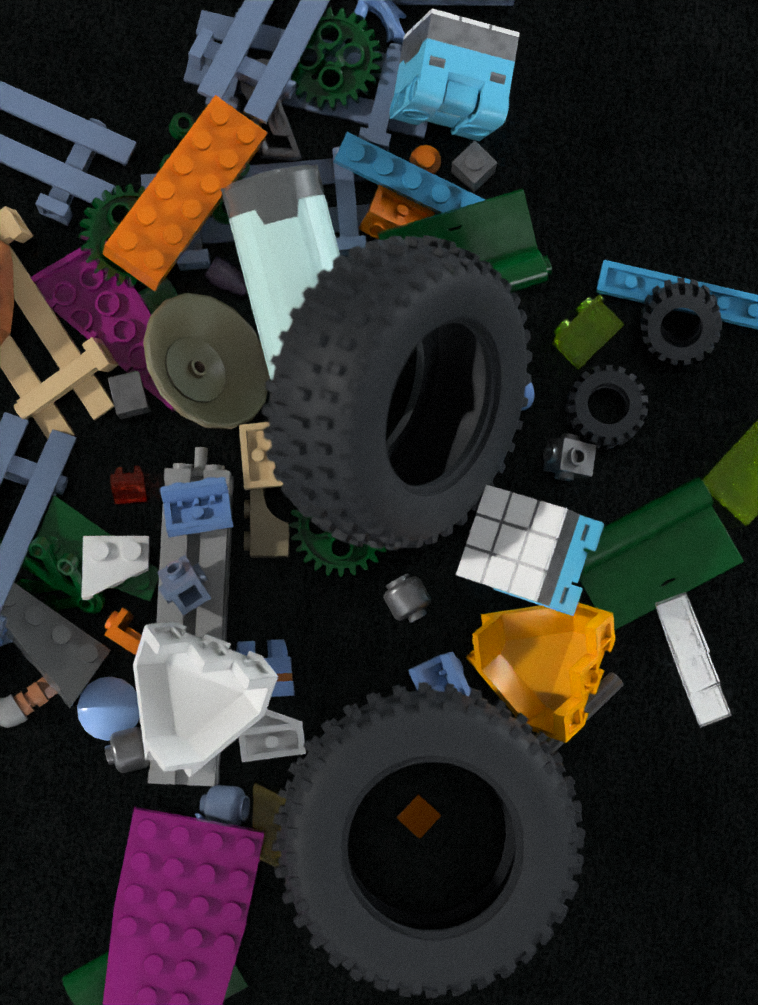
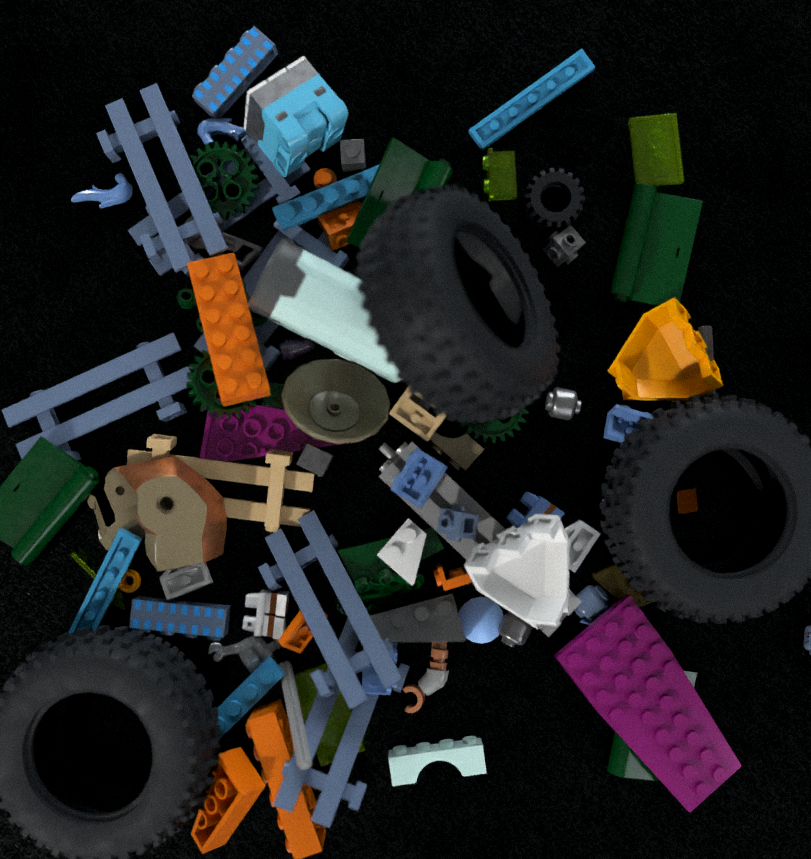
camera: 50 degrees left, 5 degrees up
(128, 486) = (367, 504): clear red tile -> none
(529, 549) = (602, 312): piece -> none
(685, 345) = (560, 115): black tyre -> none
(692, 659) = (731, 277): clear slope -> none

